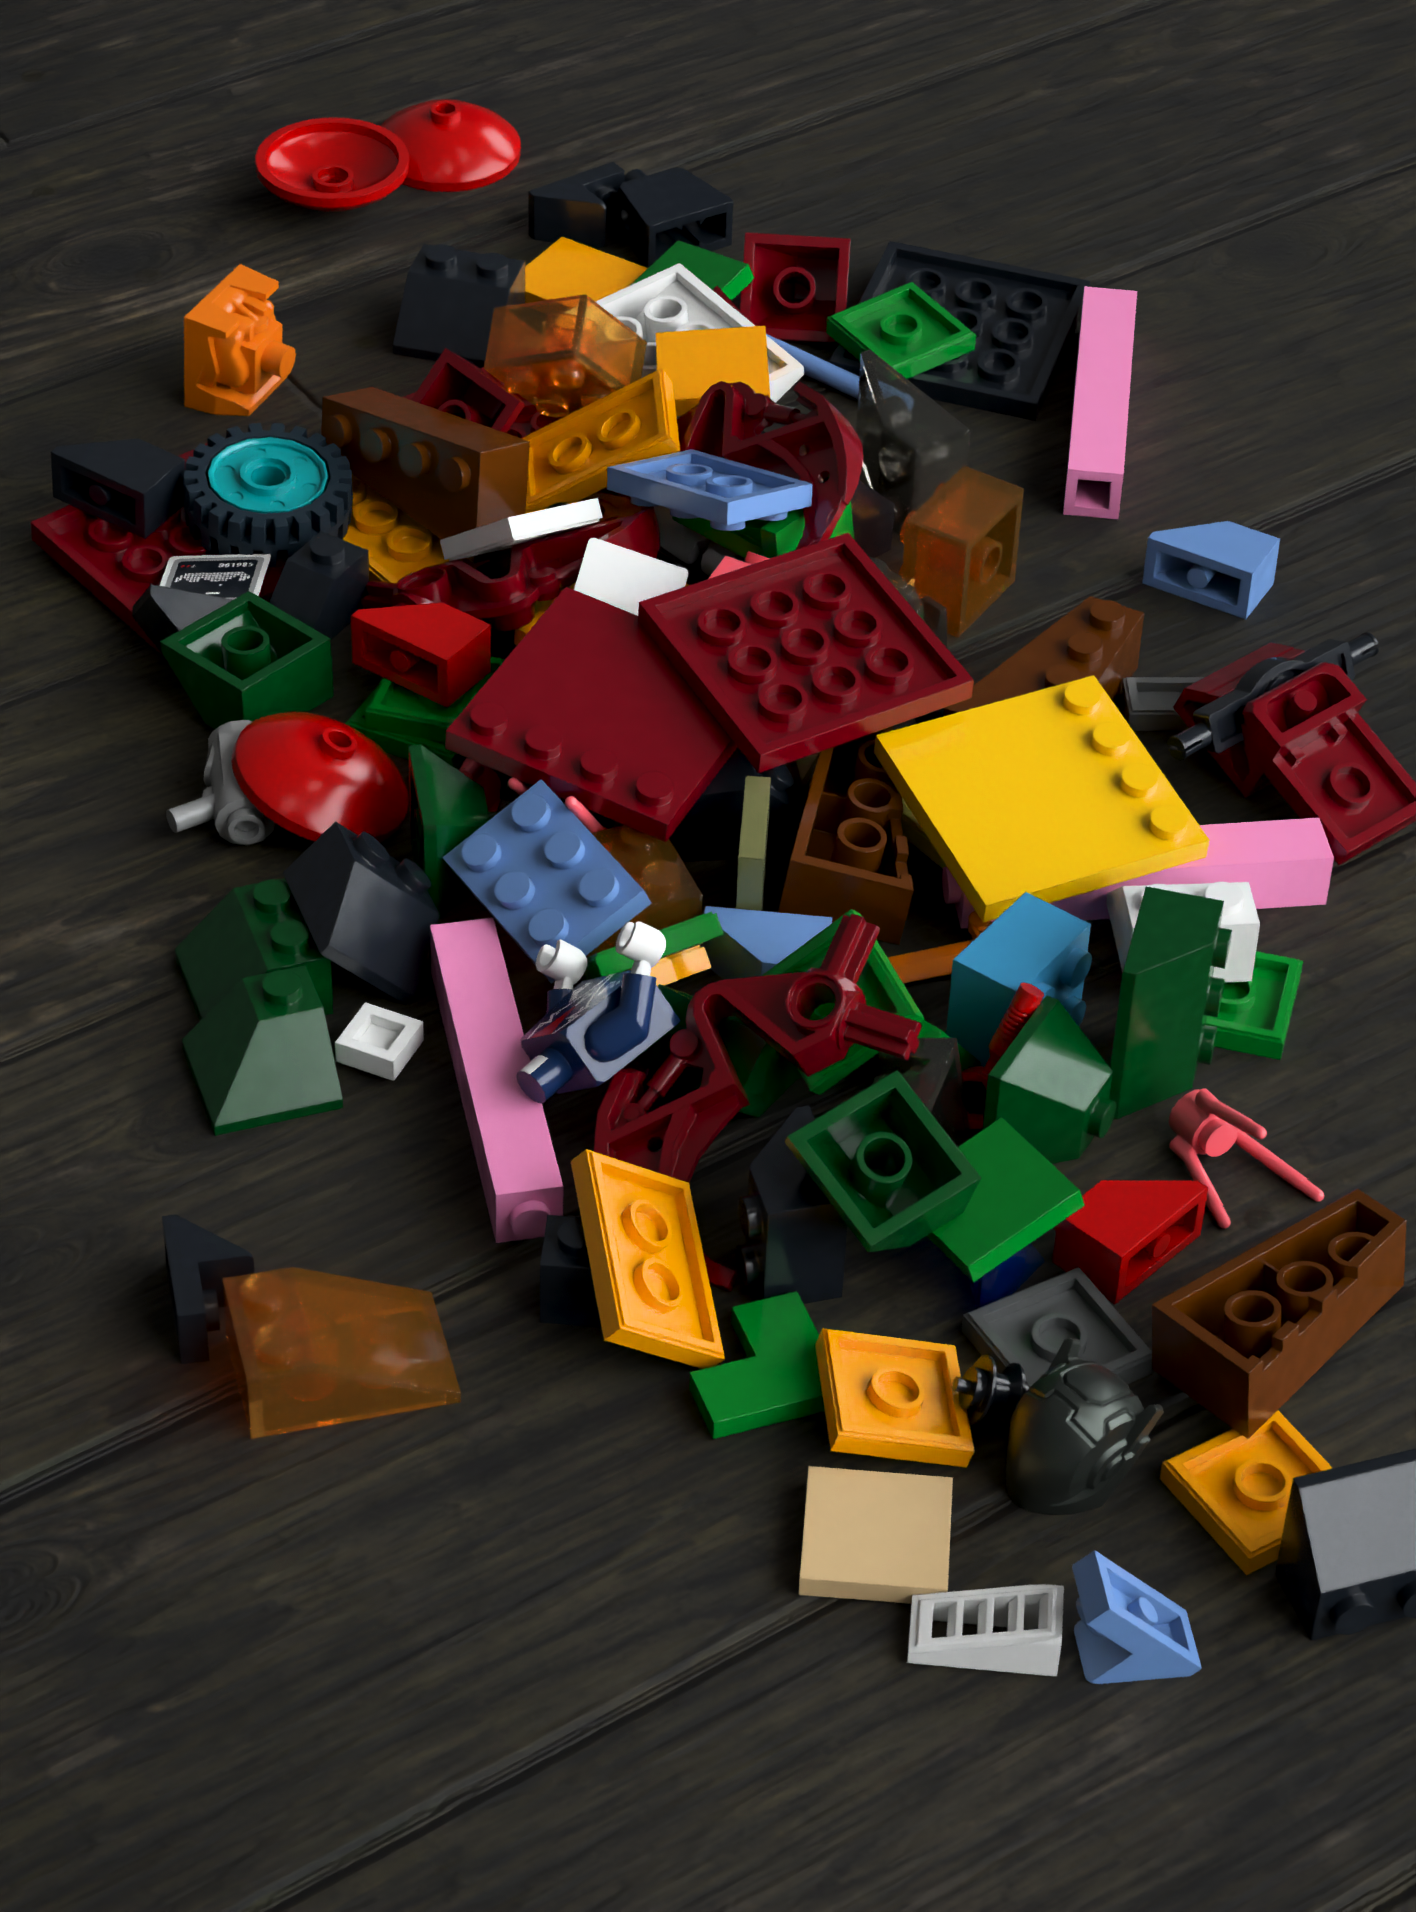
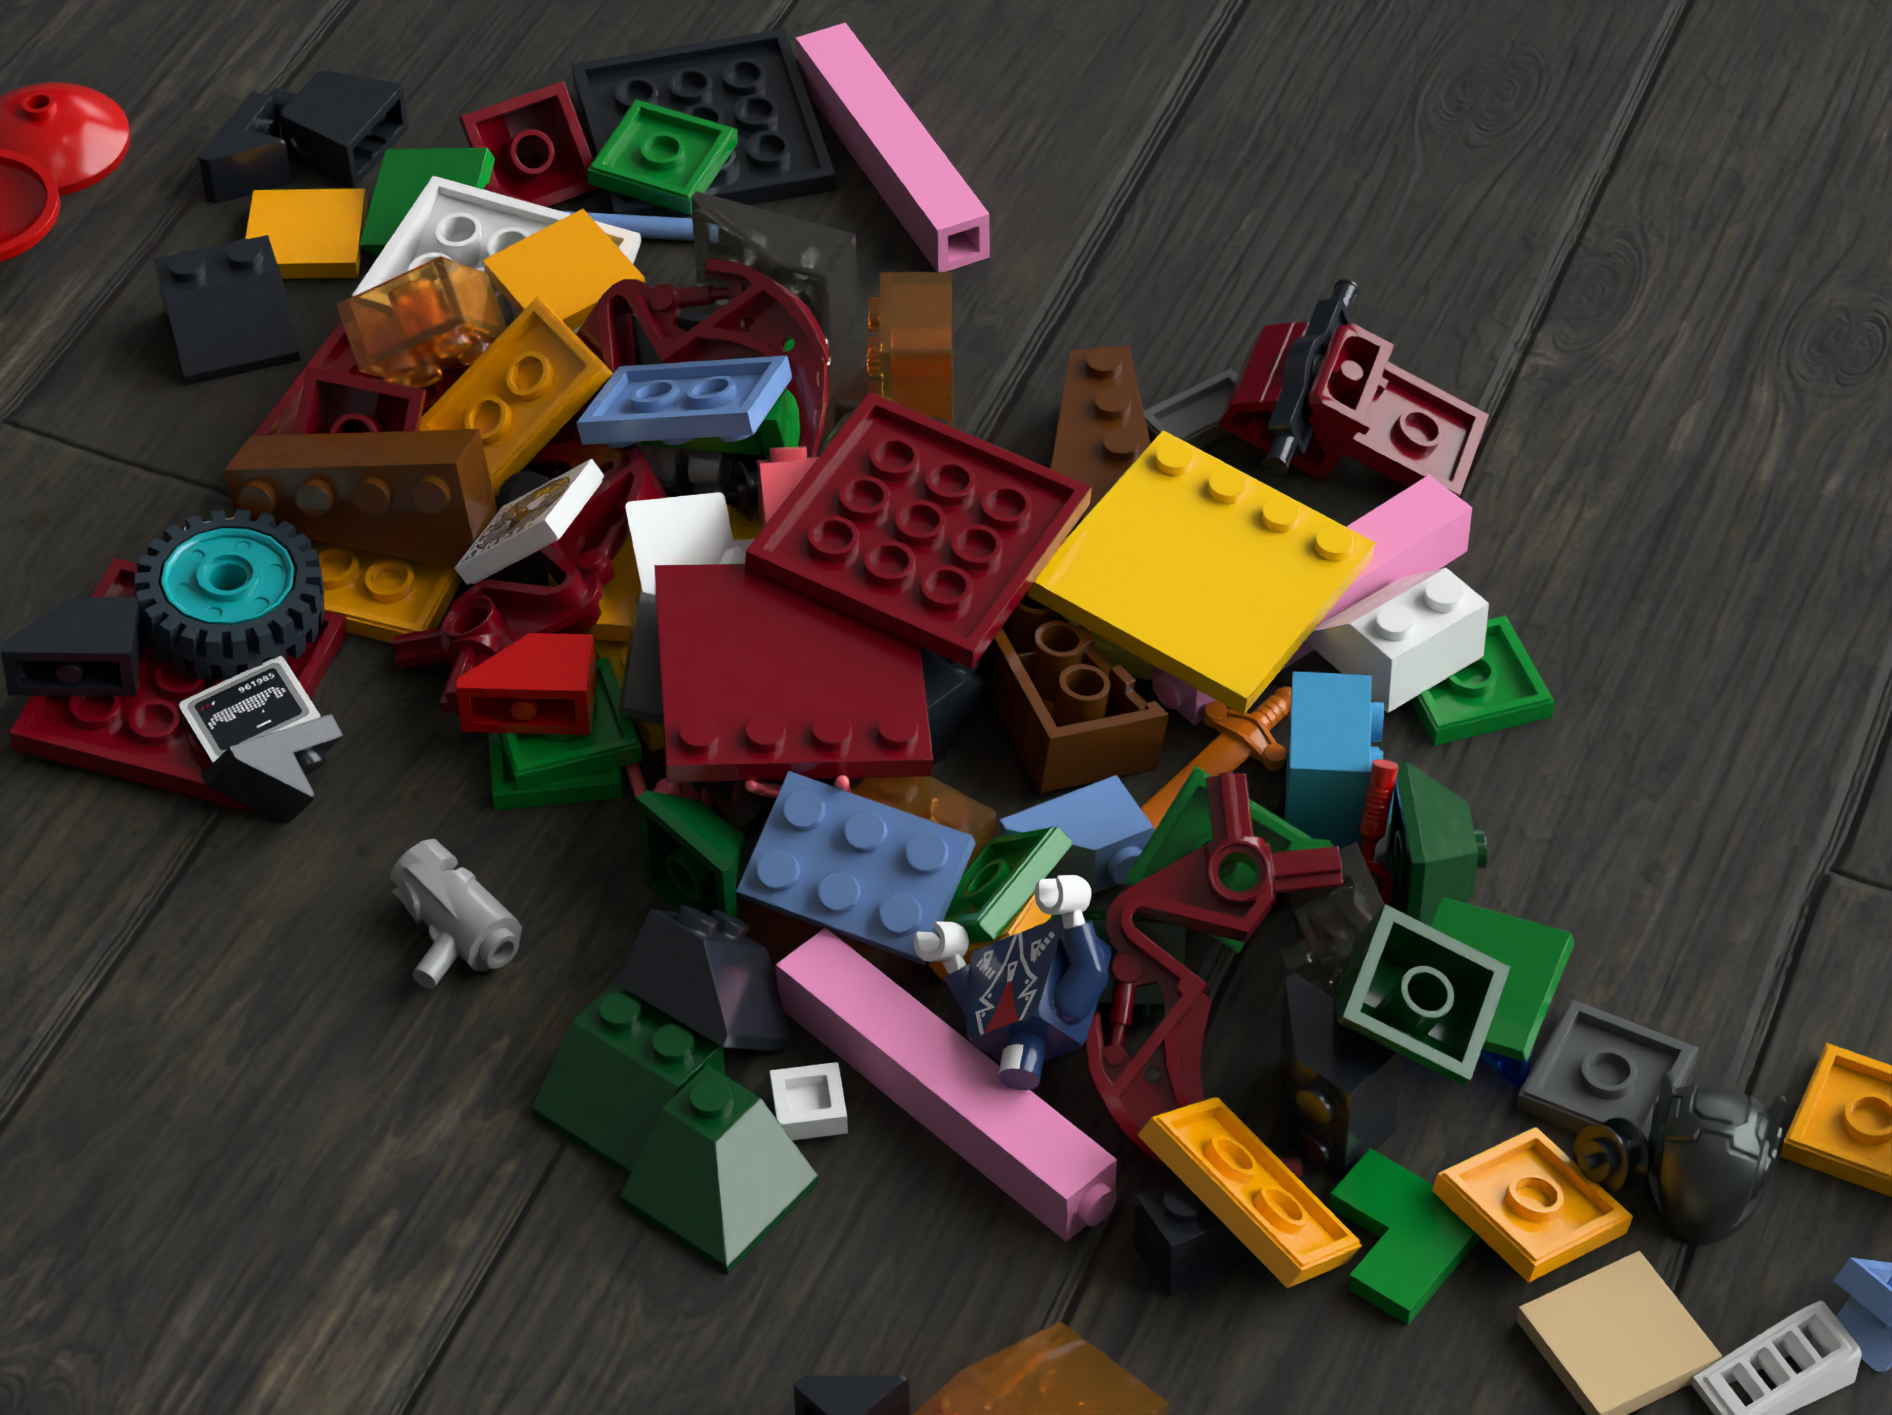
camera: 30 degrees left, 5 degrees up
(234, 346) = (60, 450): orange brick -> none
(250, 662) = (369, 781): dark green slope -> none
(316, 772) = (532, 866): red dish -> none
(323, 583) = (357, 678): black slope -> none
(753, 844) = (1001, 748): olive tile -> none
(1129, 1231) = (1598, 928): red slope -> none
(1167, 998) = (1468, 703): dark green slope -> none
(1212, 1128) = (1566, 810): coral plant -> none
(1213, 565) = (1123, 268): medium blue slope -> none
(1279, 1310) = (1770, 970): reddish brown wedge -> none

